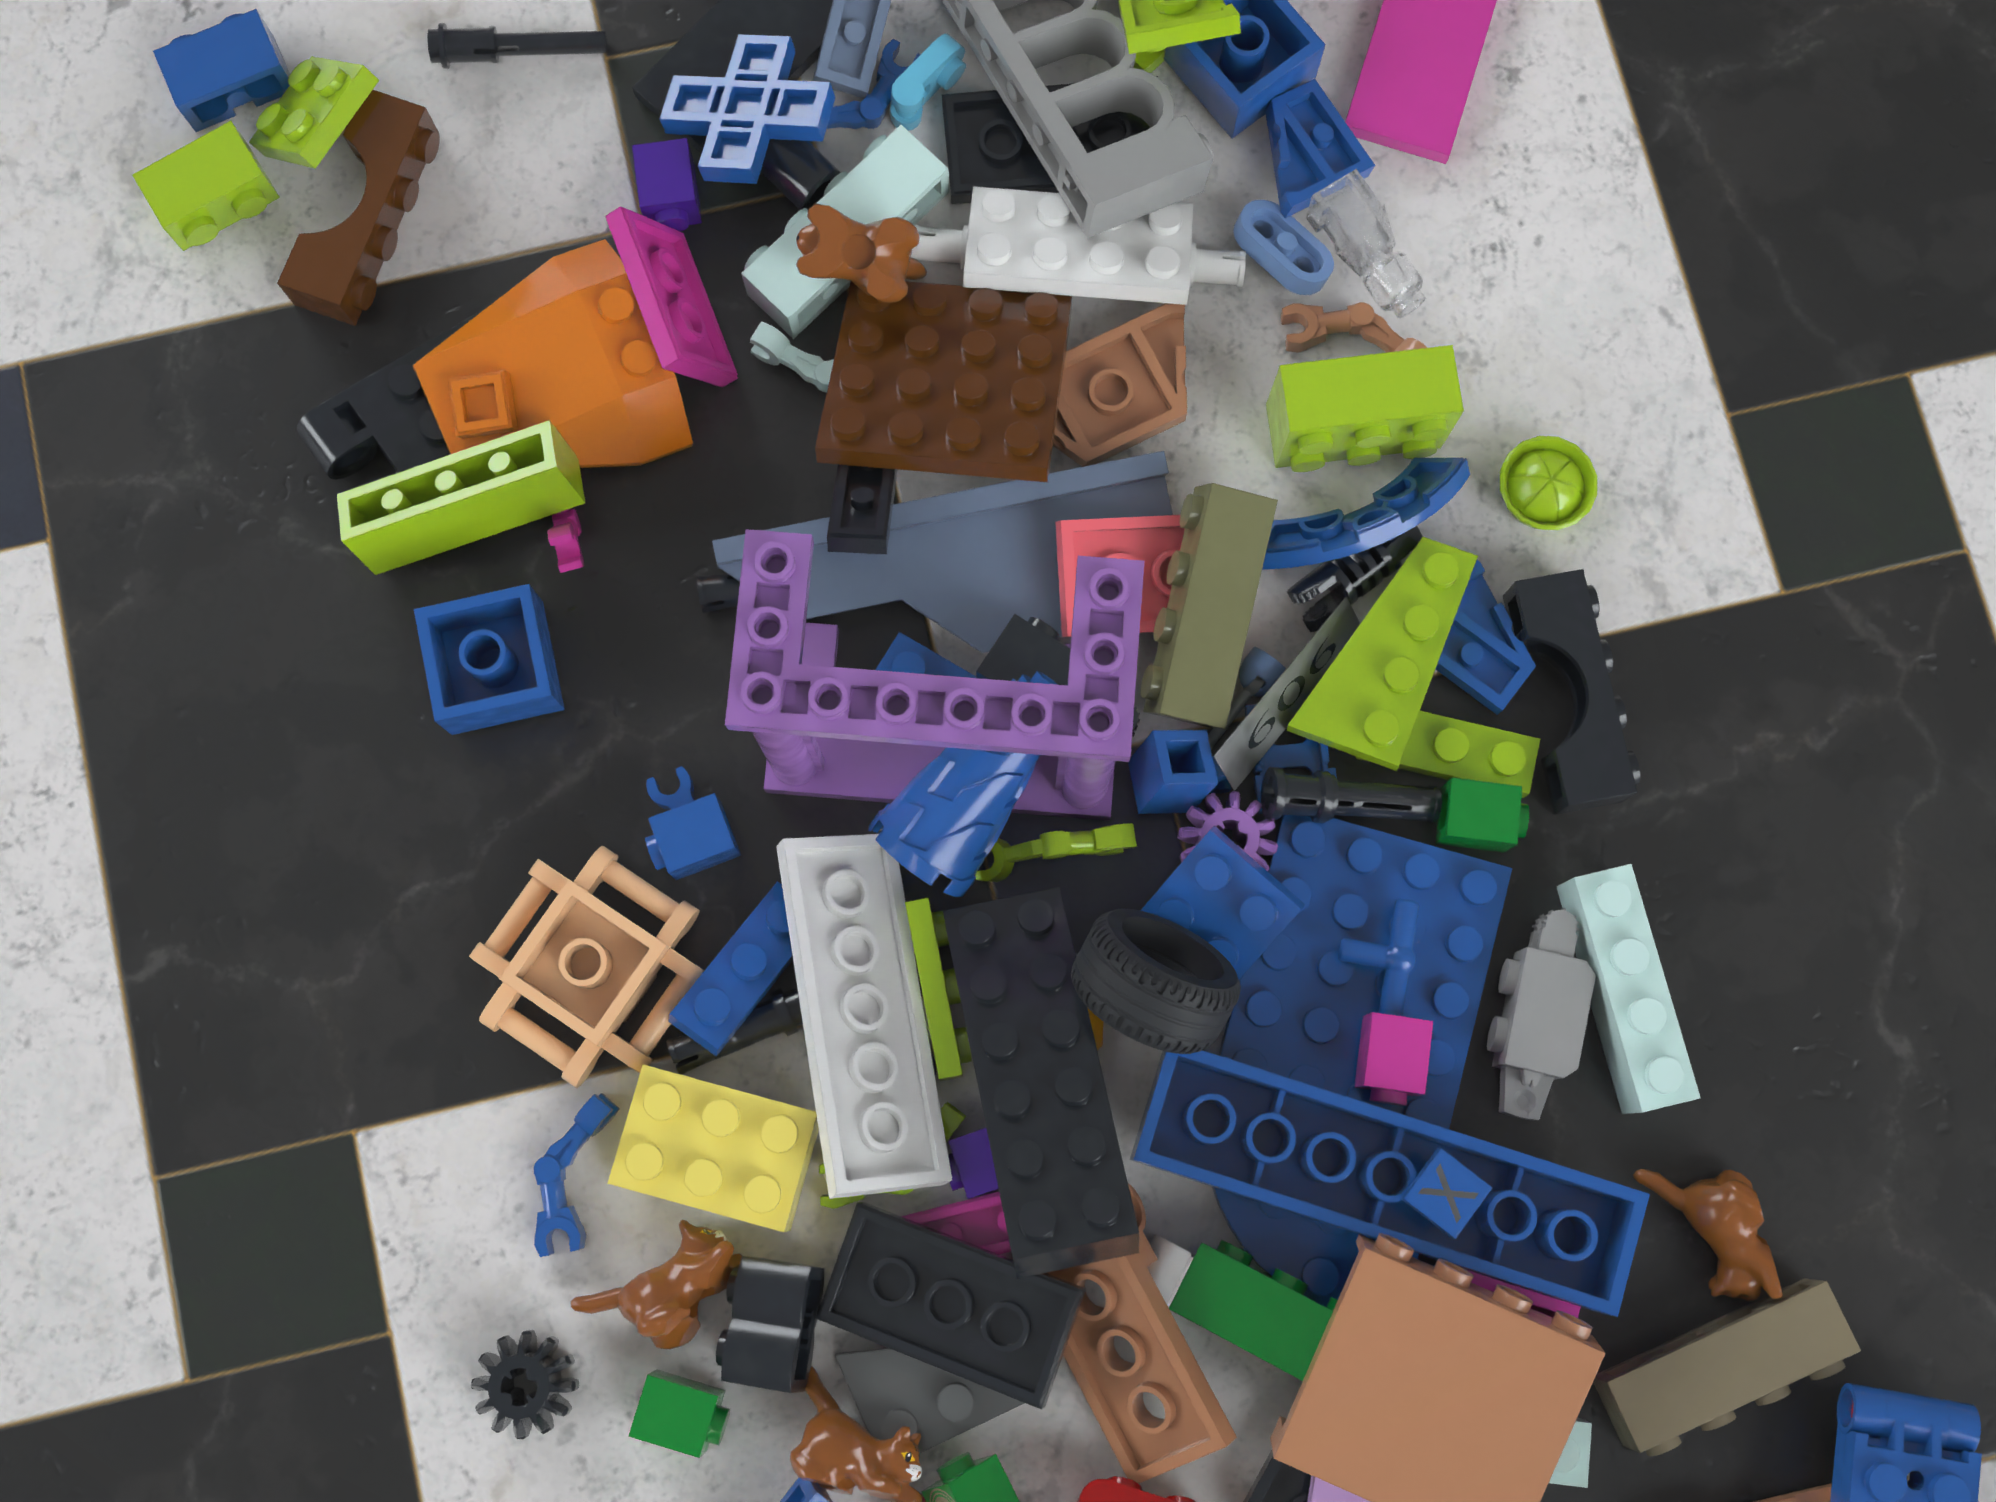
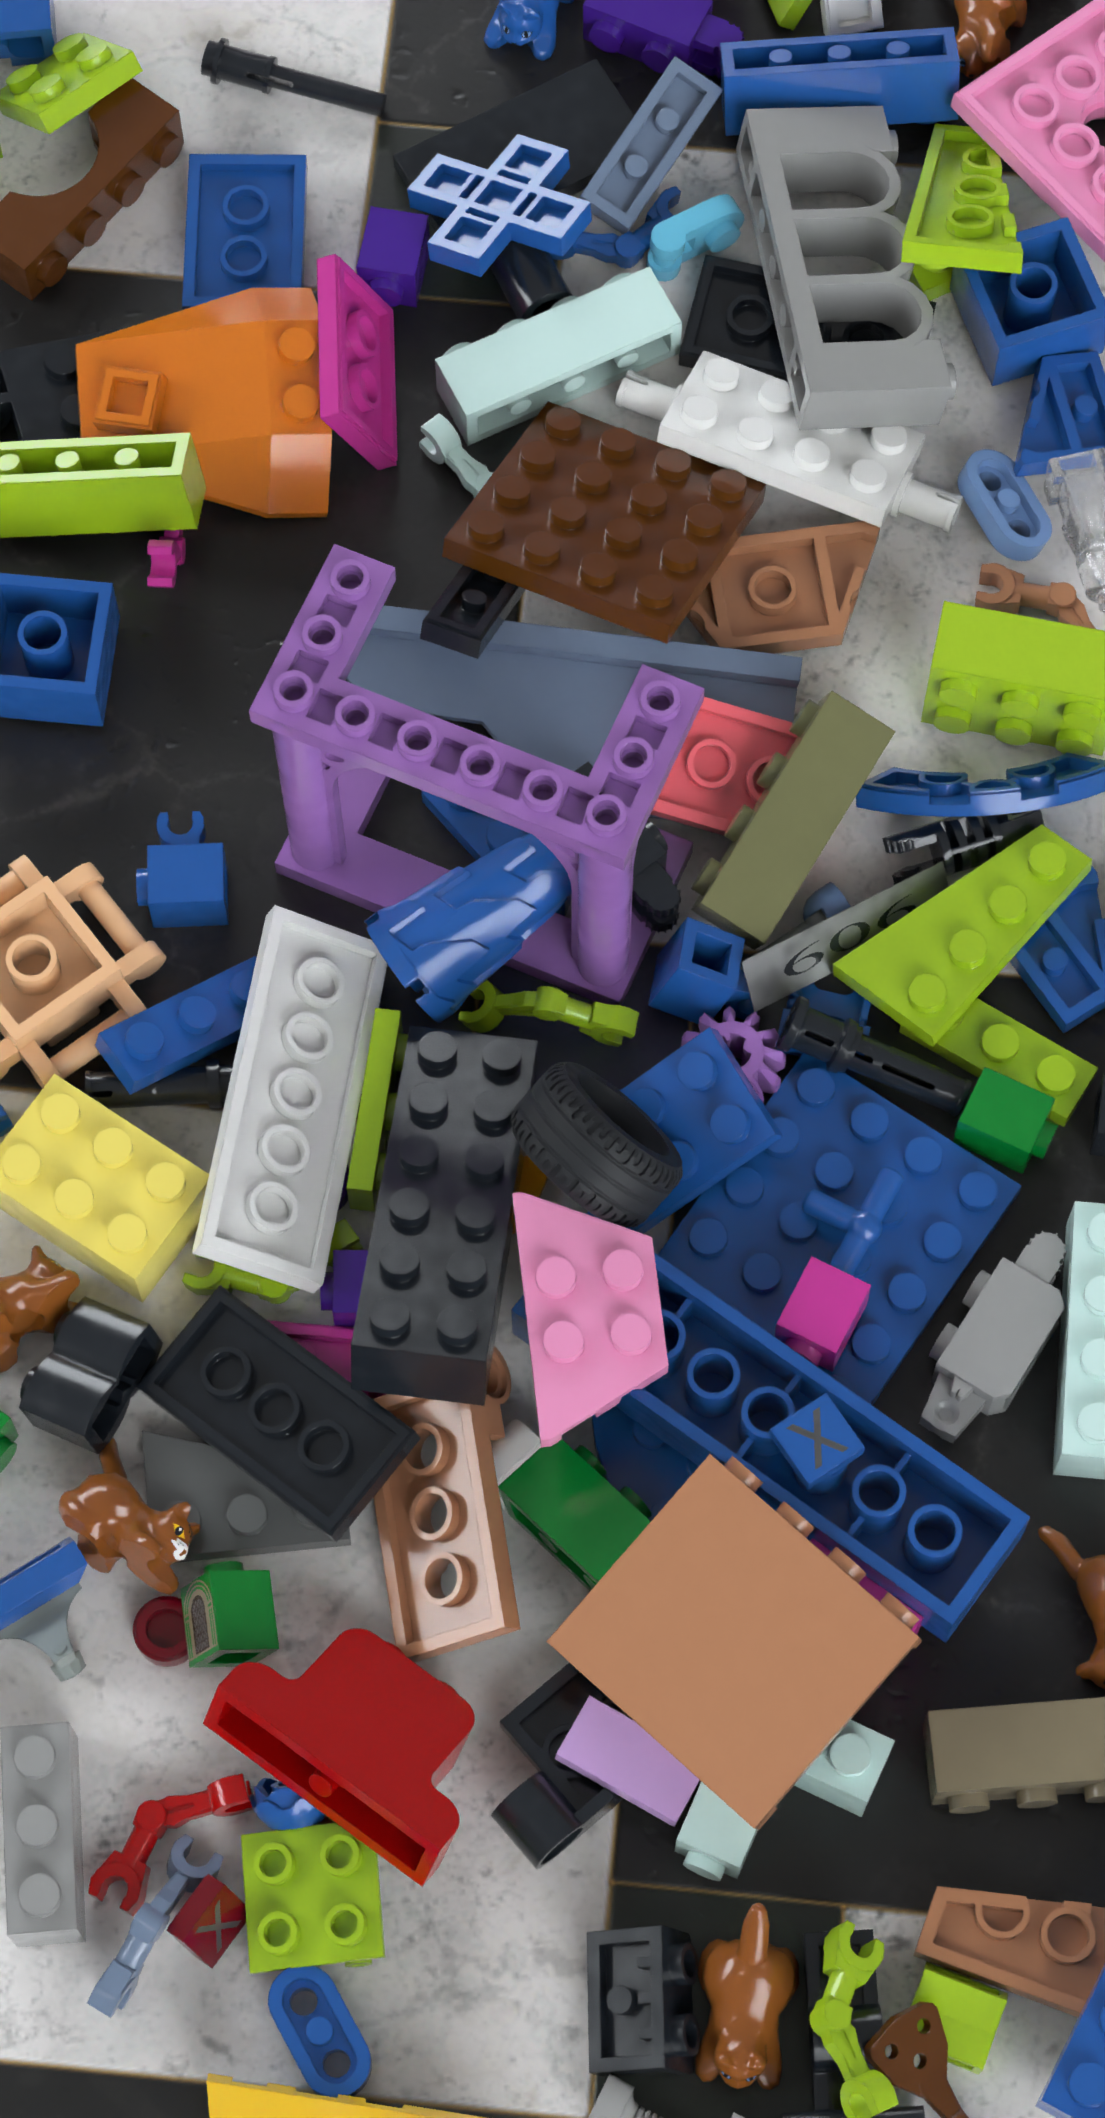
camera: 20 degrees right, 10 degrees down
(522, 198) = (243, 224): none -> blue plate
(869, 254) = (568, 376): dark orange animal -> none
(1204, 1144) = (587, 1312): none -> bright pink wing

